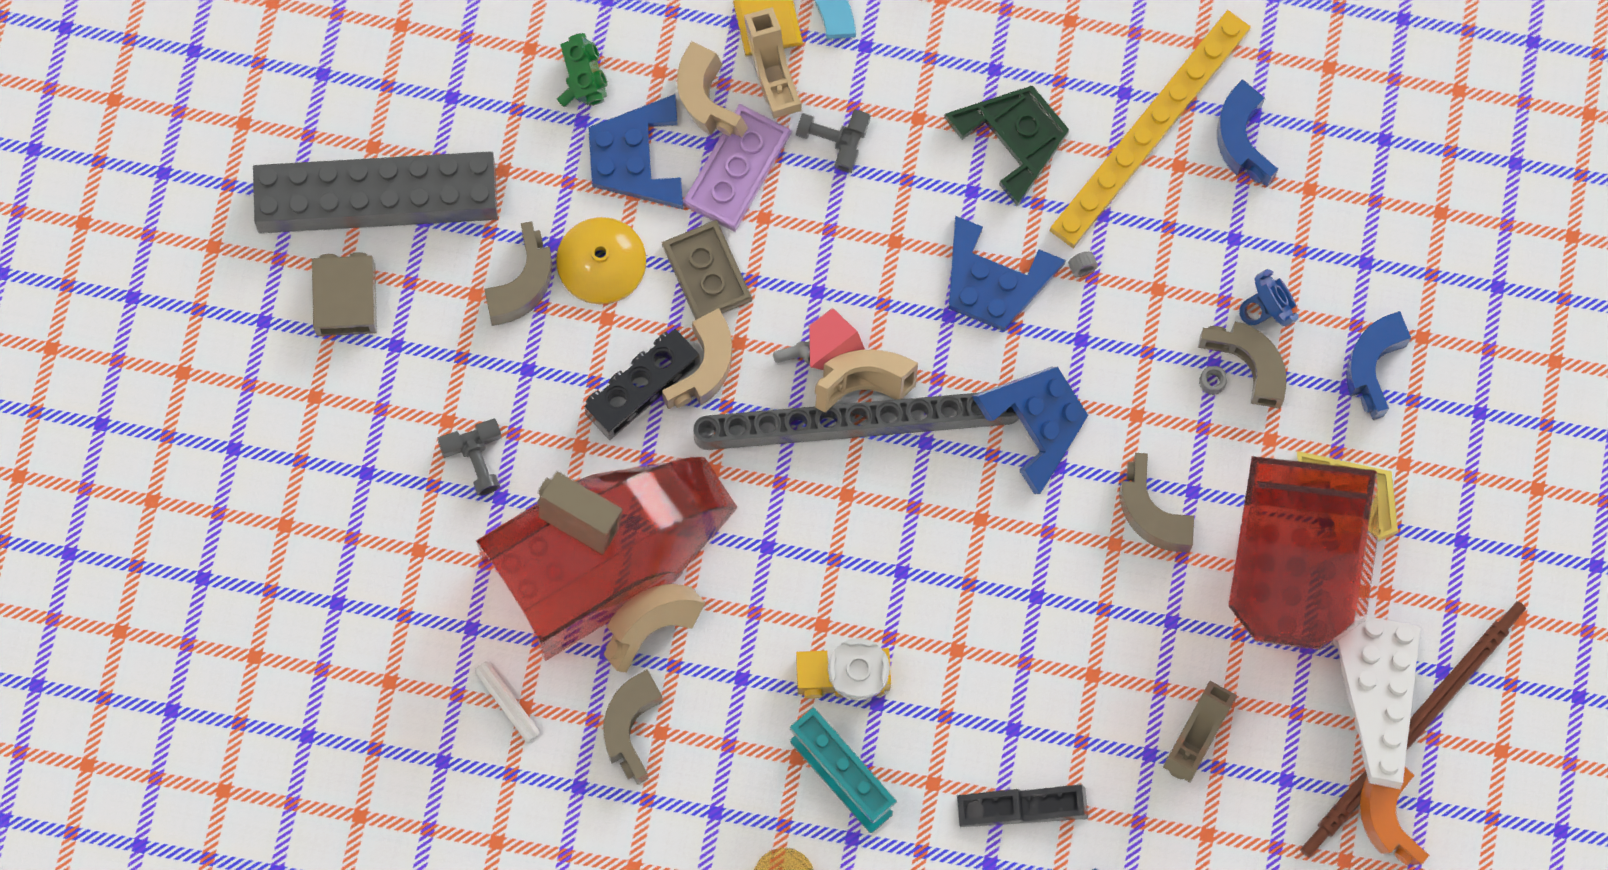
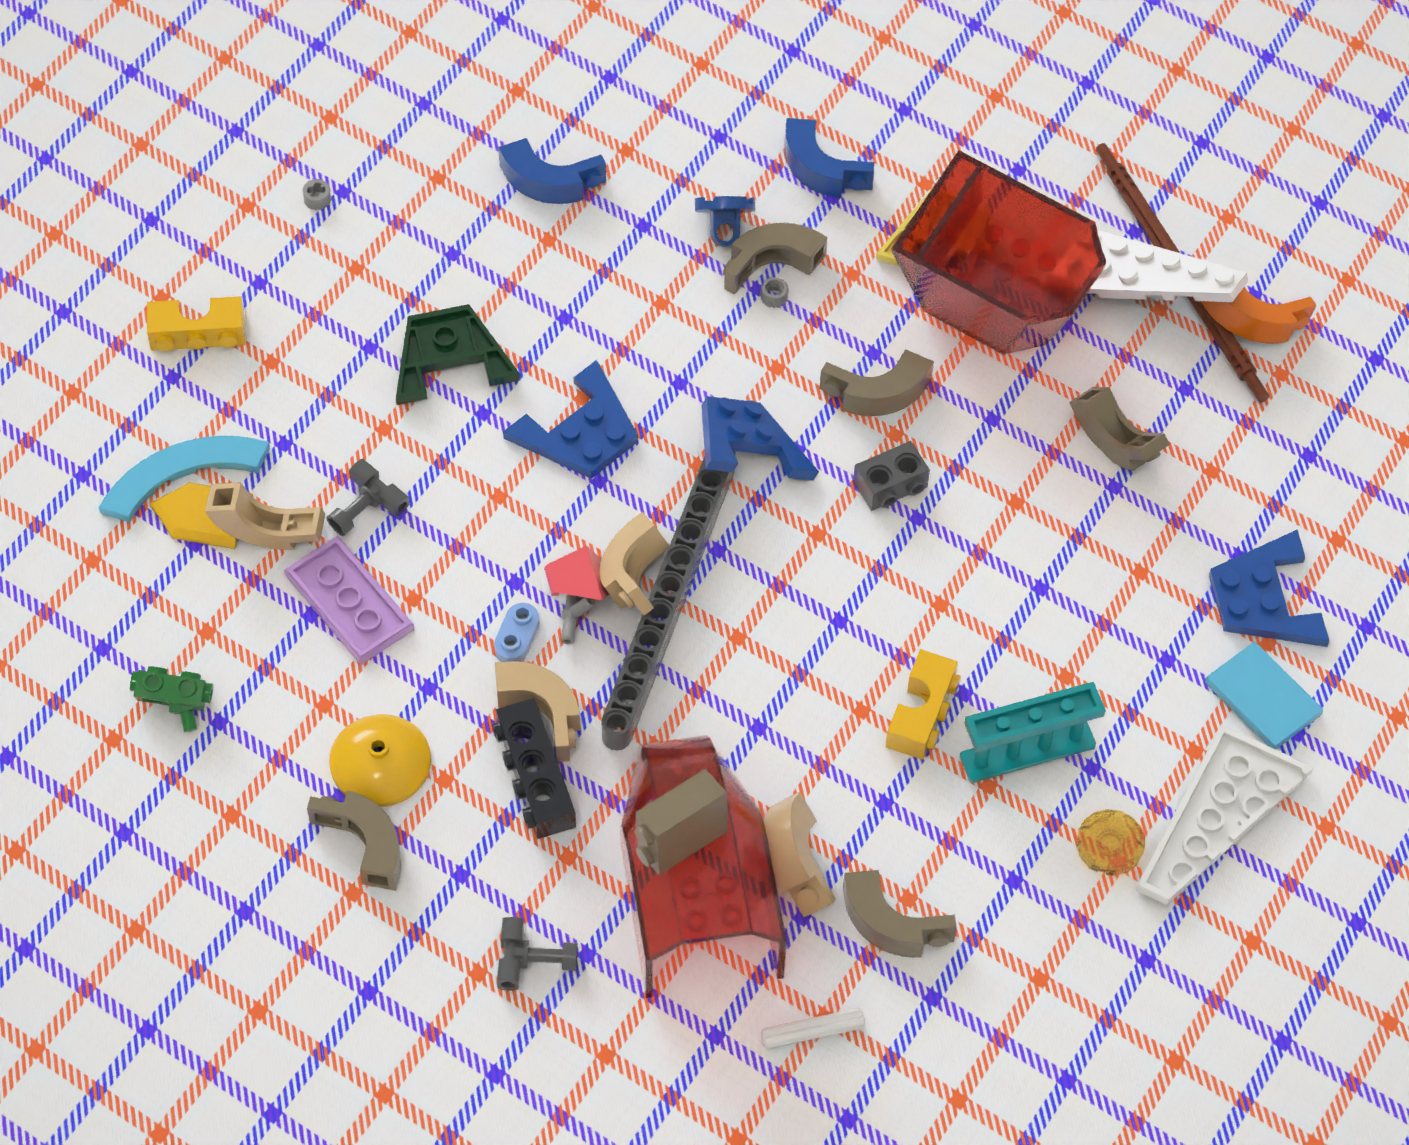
camera: 65 degrees left, 15 degrees down
(344, 294) = (289, 1014): dark tan brick -> none
(375, 192) = (191, 941): dark grey brick -> none
(623, 155) = (283, 697): blue wing -> none
(694, 81) = (260, 601): tan arch -> none
(706, 270) = (443, 668): dark tan tile -> none
(766, 314) = (517, 630): none -> light blue plate
(858, 669) = (931, 681): white tile -> none
(1023, 806) = (1123, 606): black slope -> none
(1067, 551) = (888, 470): none -> dark grey brick
(1083, 264) = (607, 347): light grey axle -> none
(1150, 129) = (502, 247): yellow plate -> none

